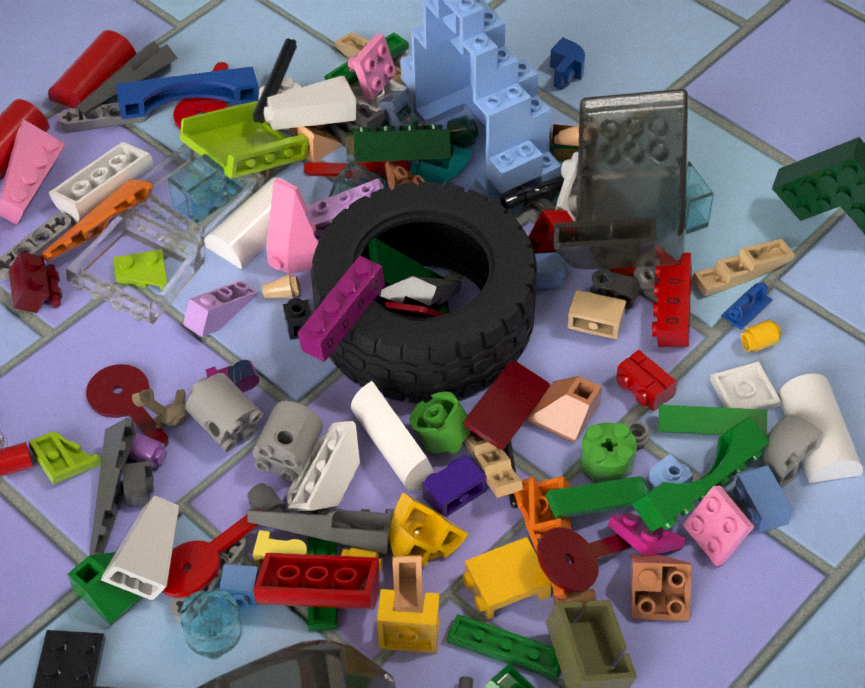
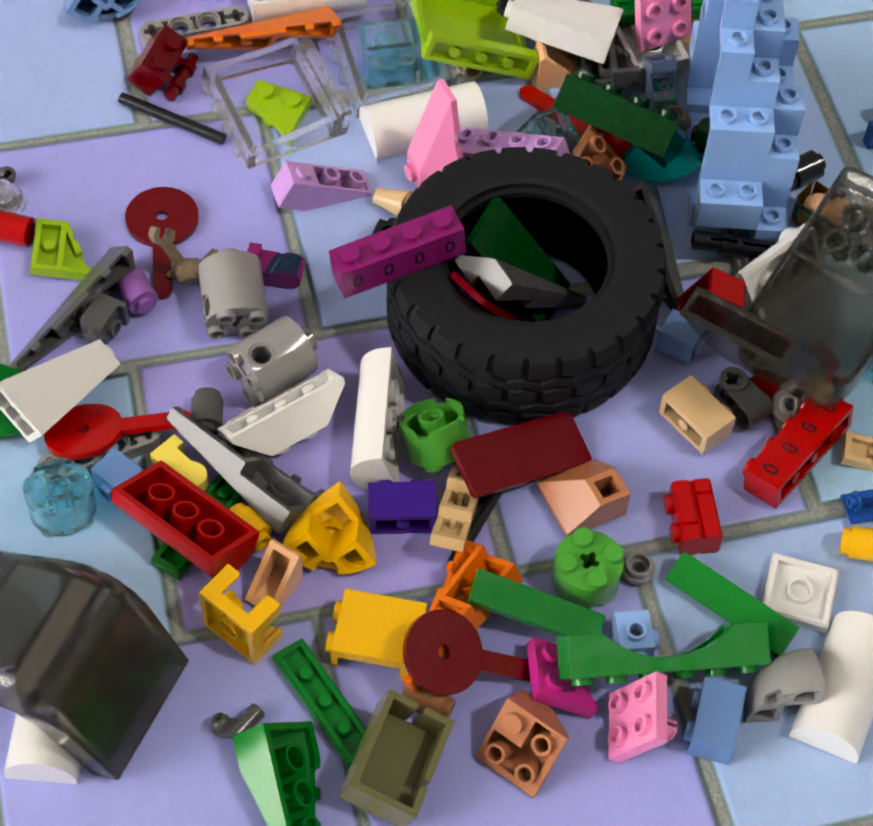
camera: 30 degrees right, 5 degrees up
(68, 318) = (172, 118): none -> black bar

